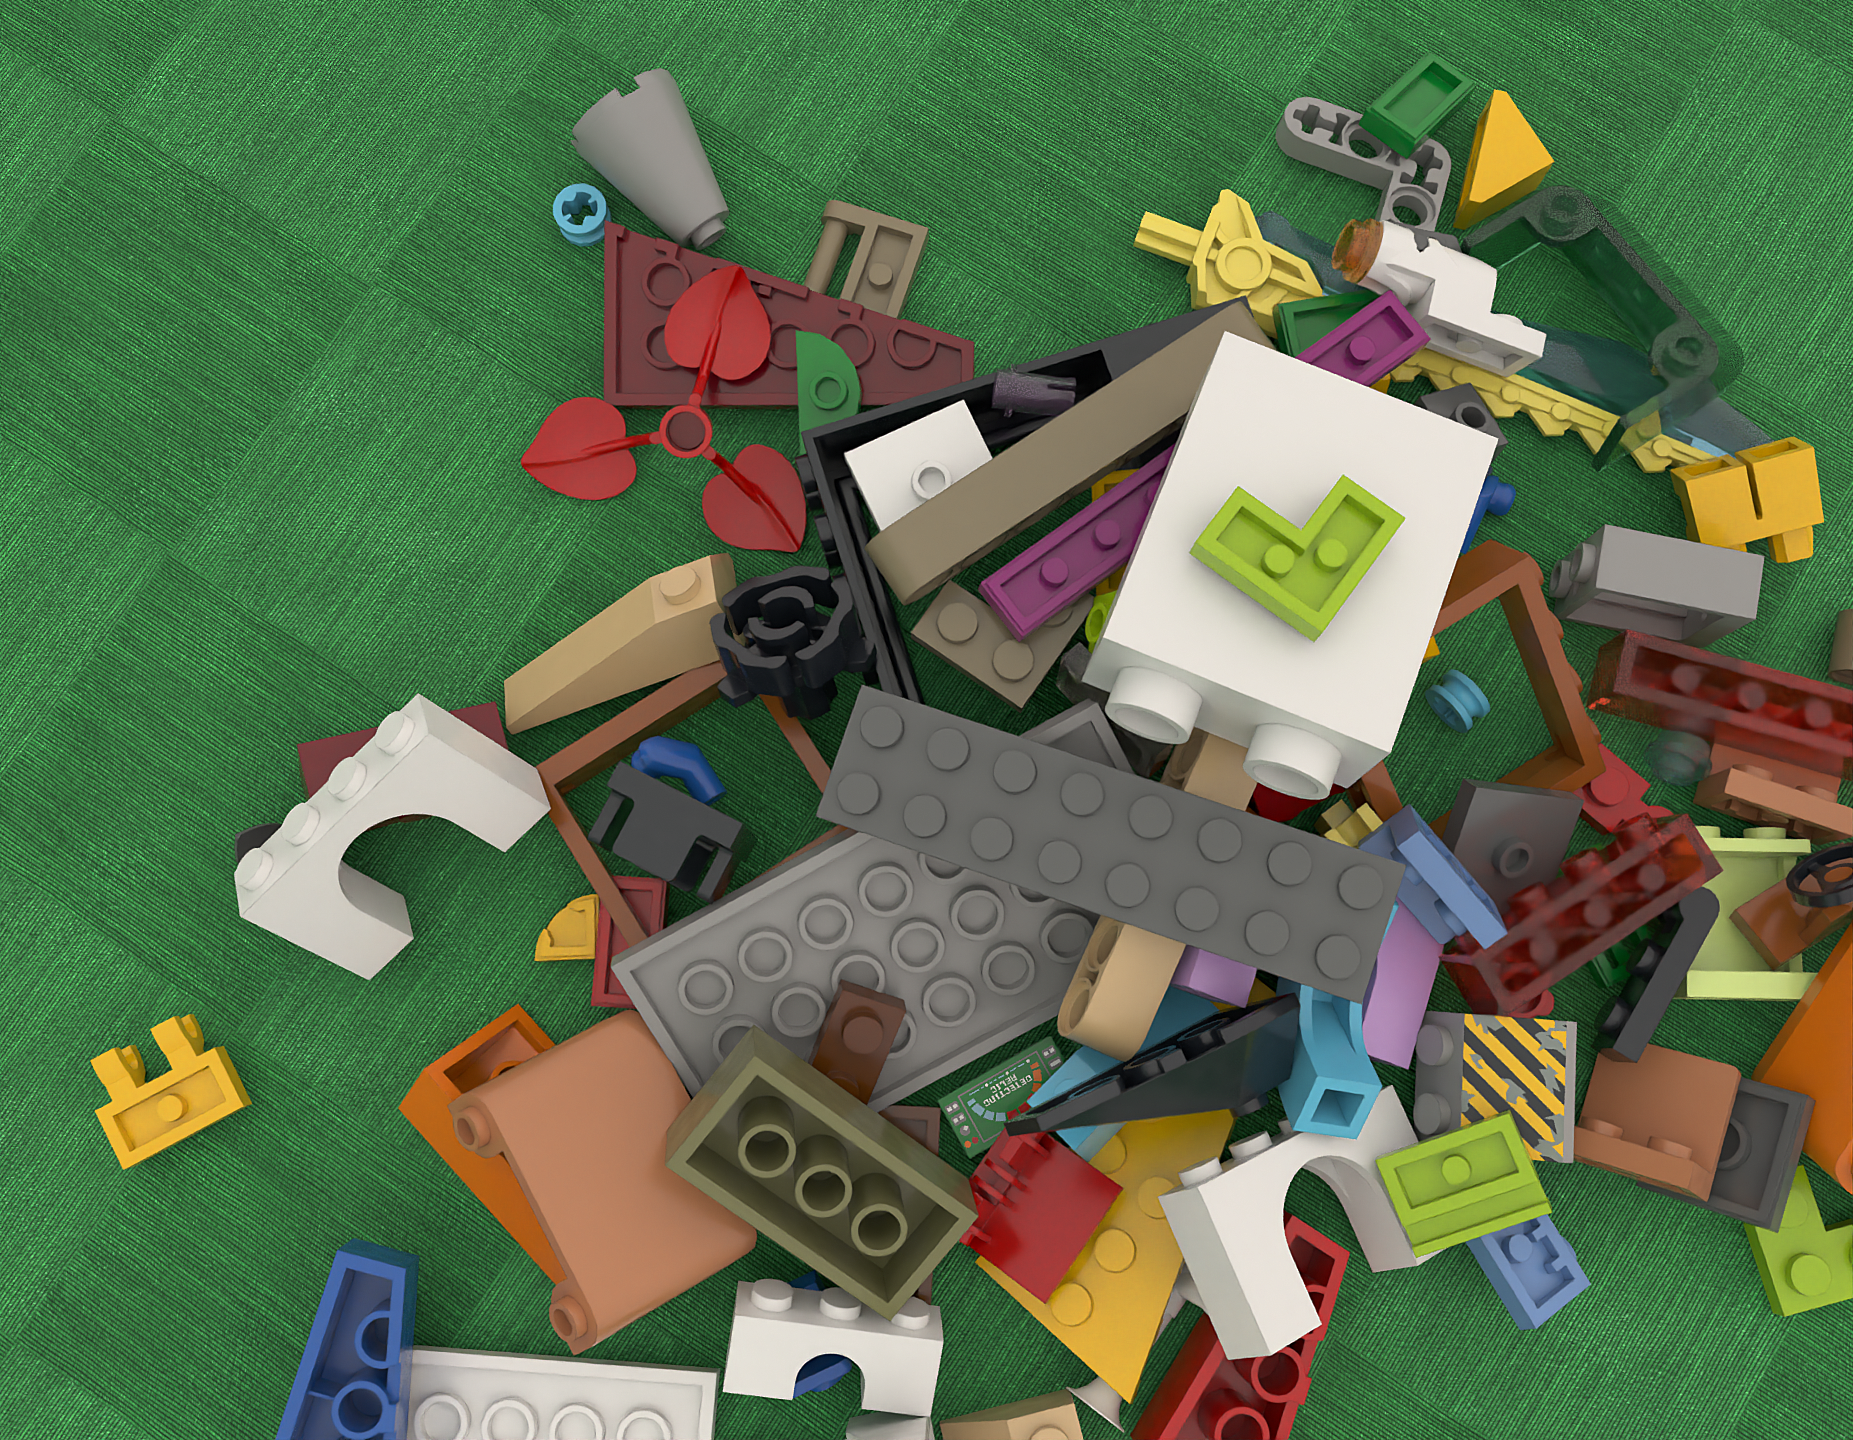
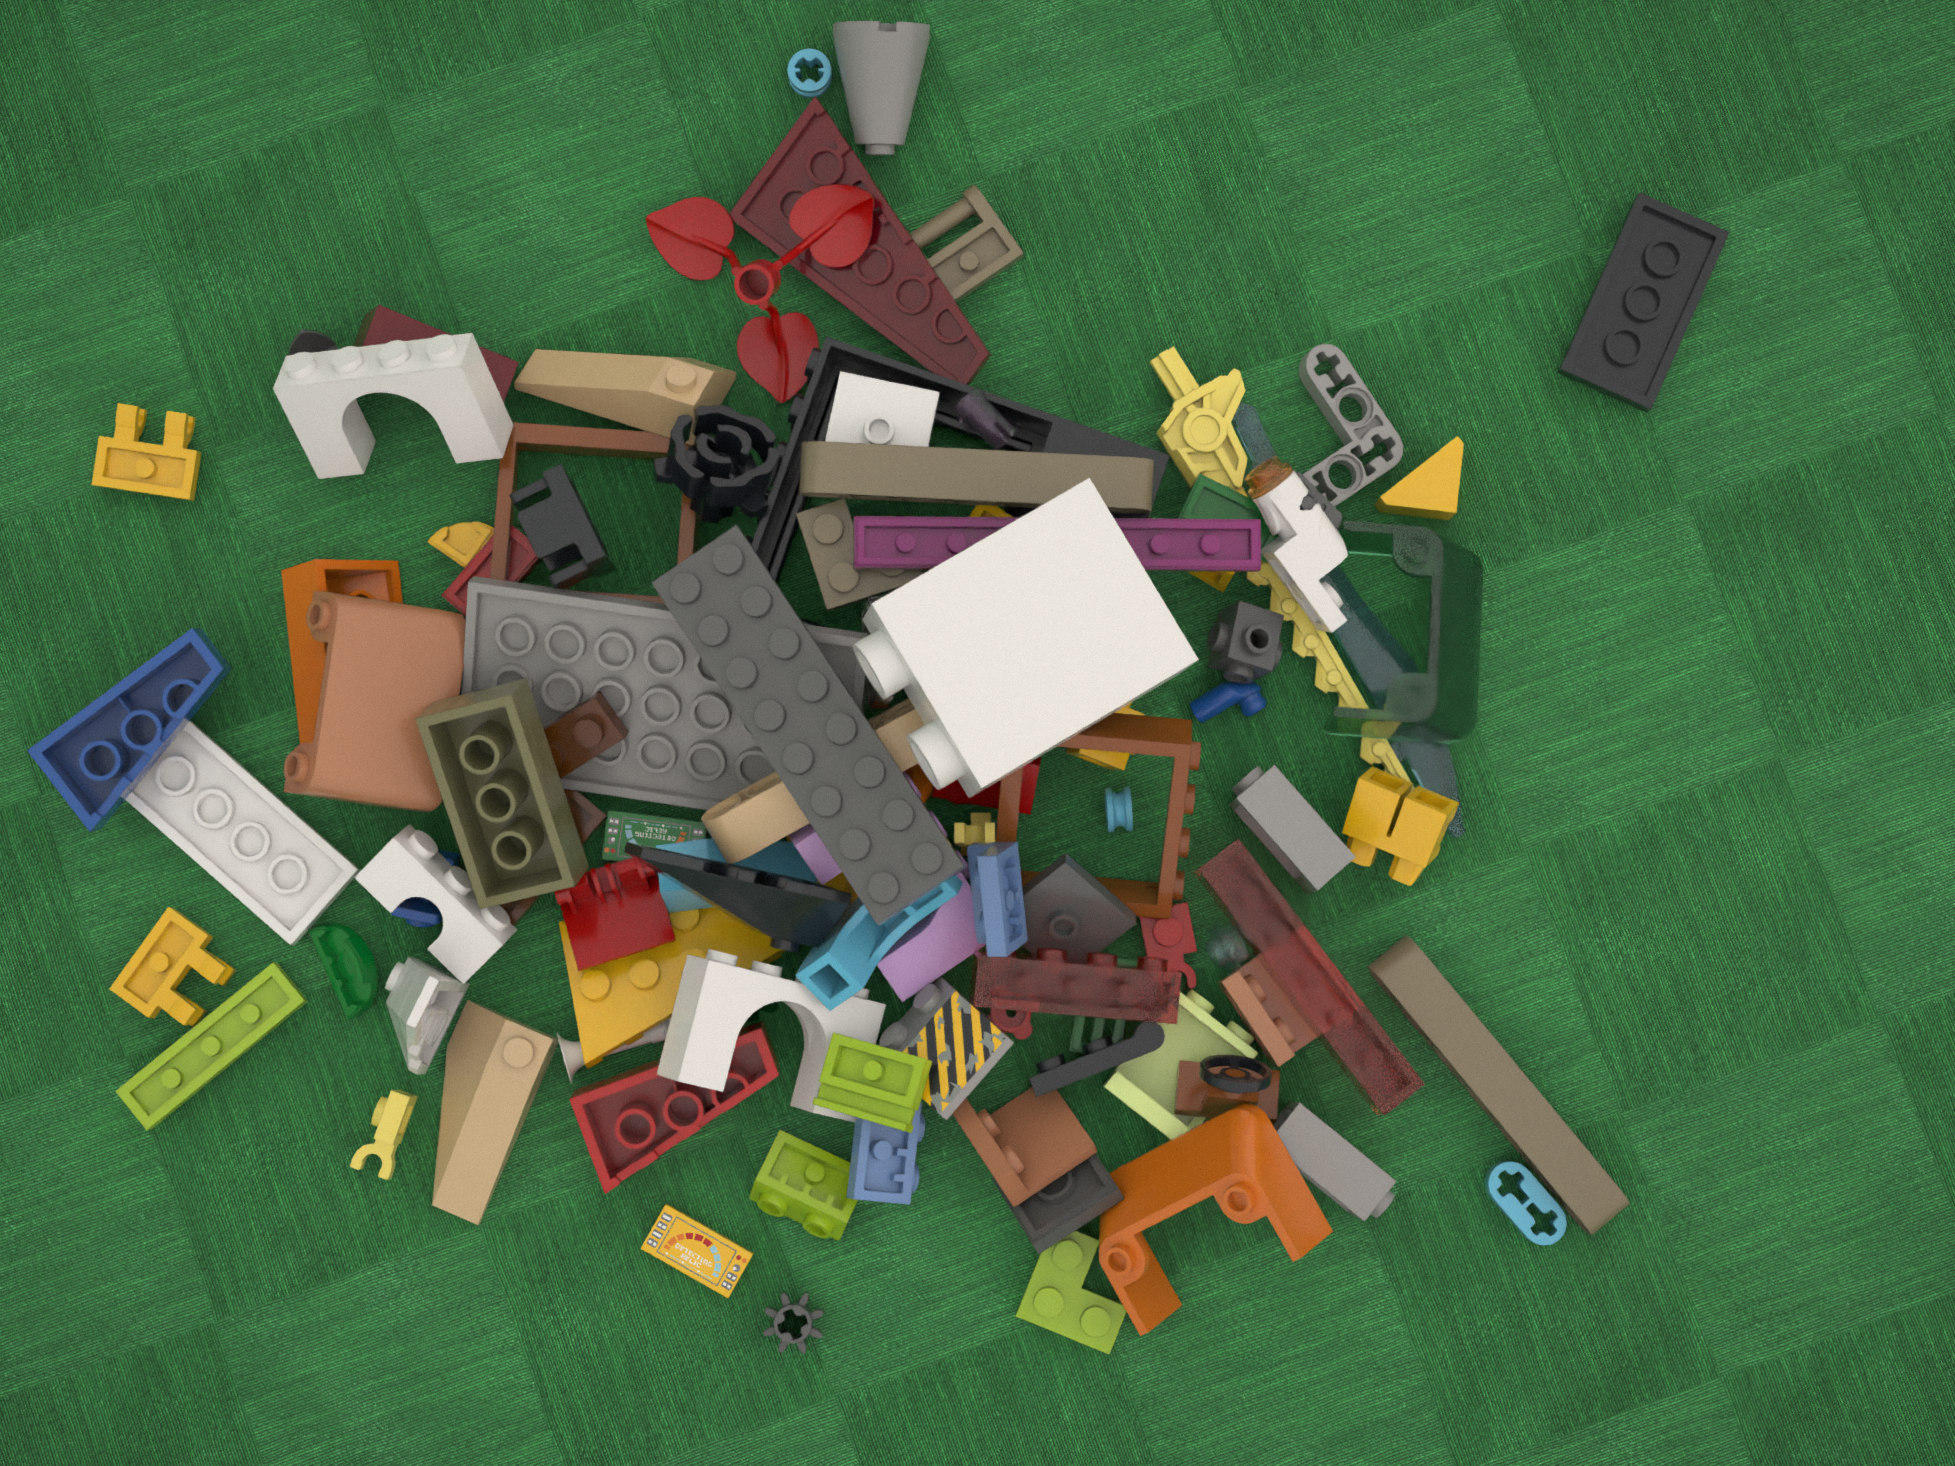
camera: 30 degrees right, 5 degrees up
(681, 760) = (603, 485): blue arm -> none
(826, 383) = (873, 314): green plate -> none
(1296, 571) = (1009, 650): lime plate -> none
(1417, 104) = (1408, 407): green tile -> none
(1458, 1347) = (805, 1186): none -> lime bracket

